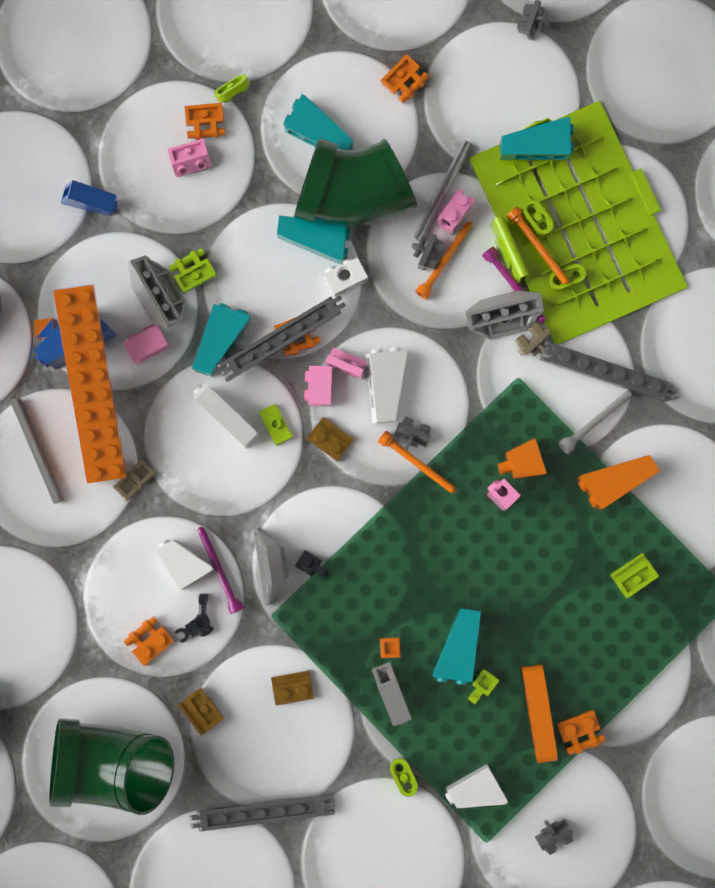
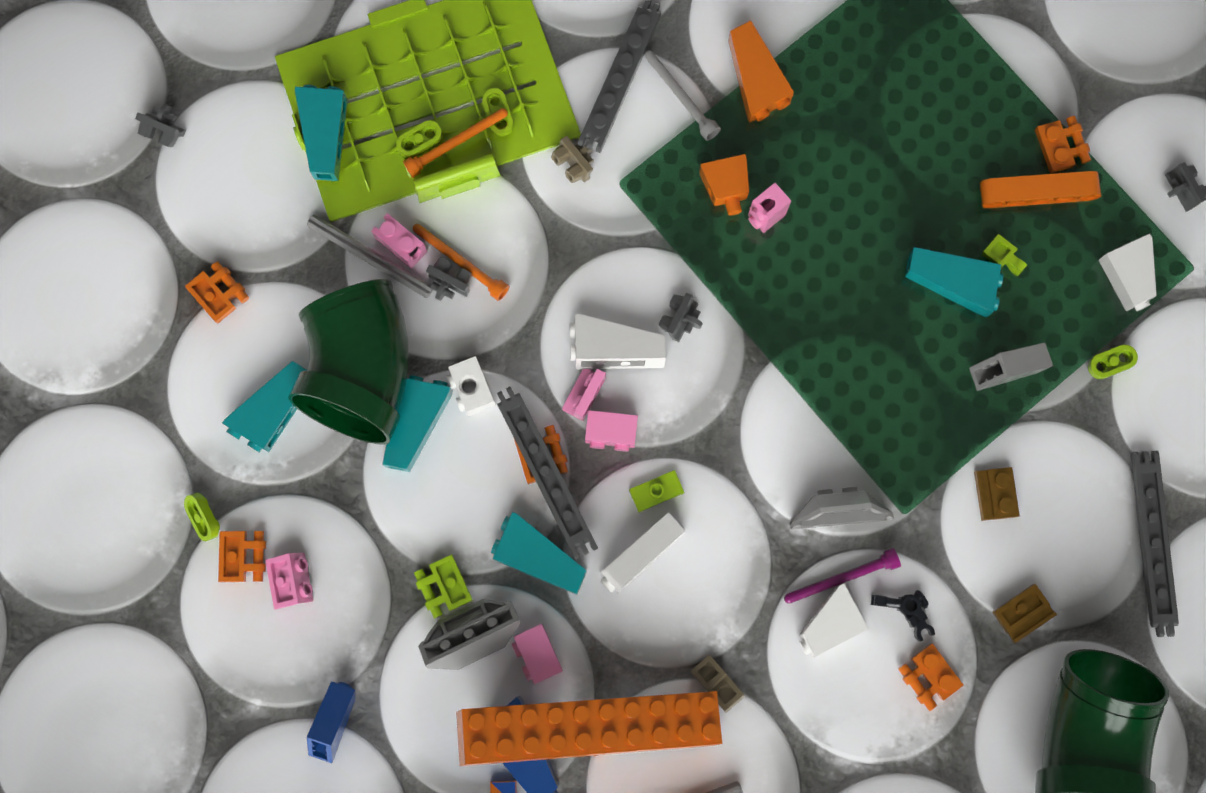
camera: 90 degrees left, 5 degrees down
(311, 564) = (841, 458): black plate -> none
(330, 439) = (680, 423): pearl gold plate -> none
(387, 440) = (688, 348): orange piece -> none
(390, 647) = (951, 365): orange tile -> none
(492, 256) = (462, 201): magenta piece -> none
(504, 314) = (536, 190): light grey wedge -> none
(634, 575) = (875, 64): lime plate -> none

